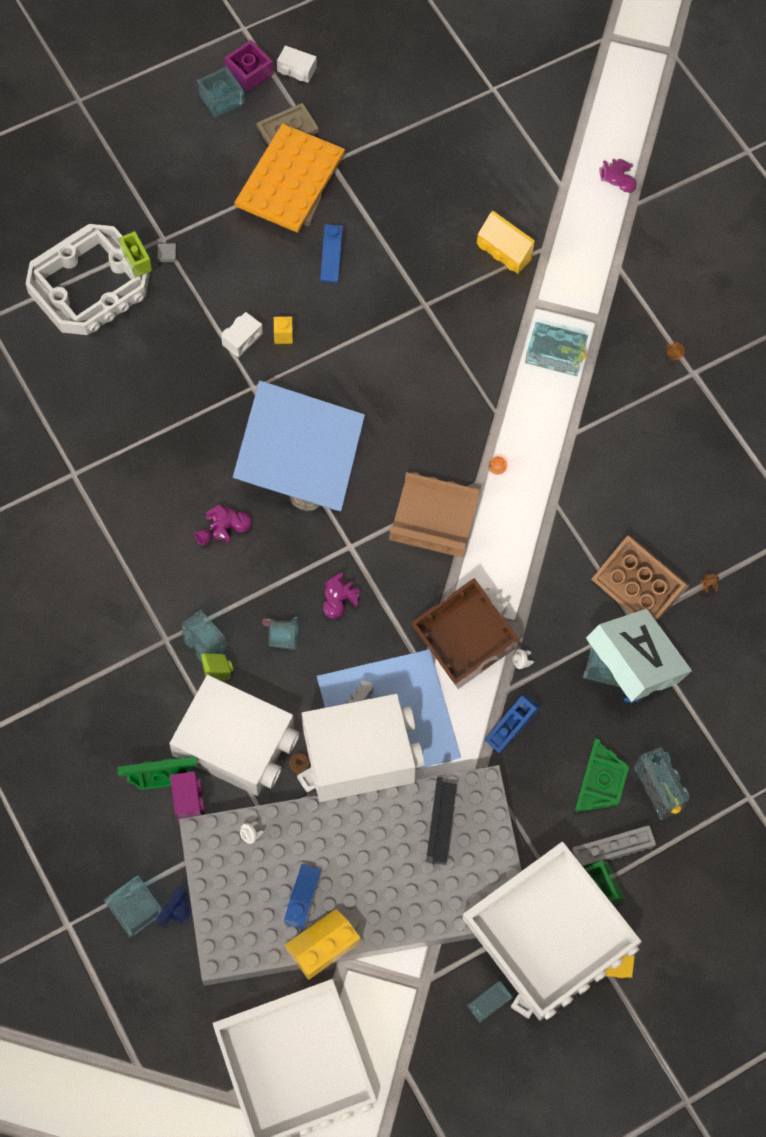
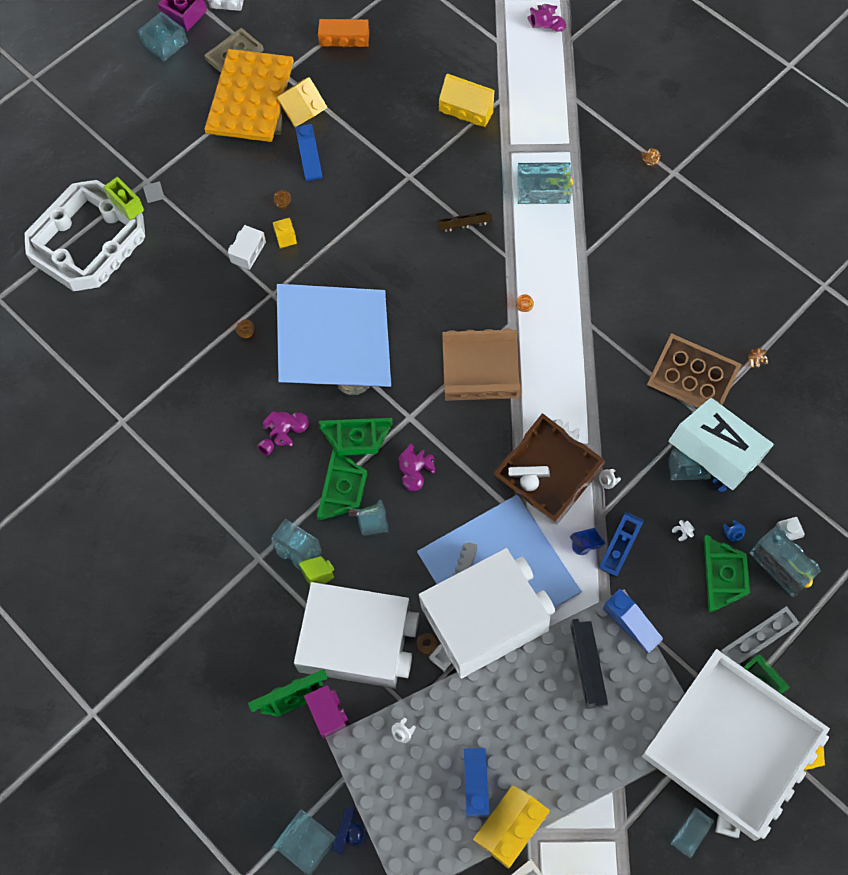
camera: 10 degrees left, 0 degrees up
(219, 419) = (245, 333): none -> clear orange plate
(264, 595) = (342, 487): none -> green wing
(290, 294) = (282, 199): none -> clear orange plate
(292, 550) = (356, 435): none -> green wing
(339, 199) = (301, 102): none -> yellow slope
(404, 136) = (343, 32): none -> orange brick
(445, 634) = (529, 476): none -> white tile
(447, 365) = (464, 221): none -> dark brown plate
(479, 711) = (586, 541): none -> clear blue tile
(494, 795) = (632, 620): none -> slope
(580, 727) = (686, 528): none -> white plate
(625, 743) = (736, 532): none -> blue plate
(681, 756) = (792, 528): none -> white plate

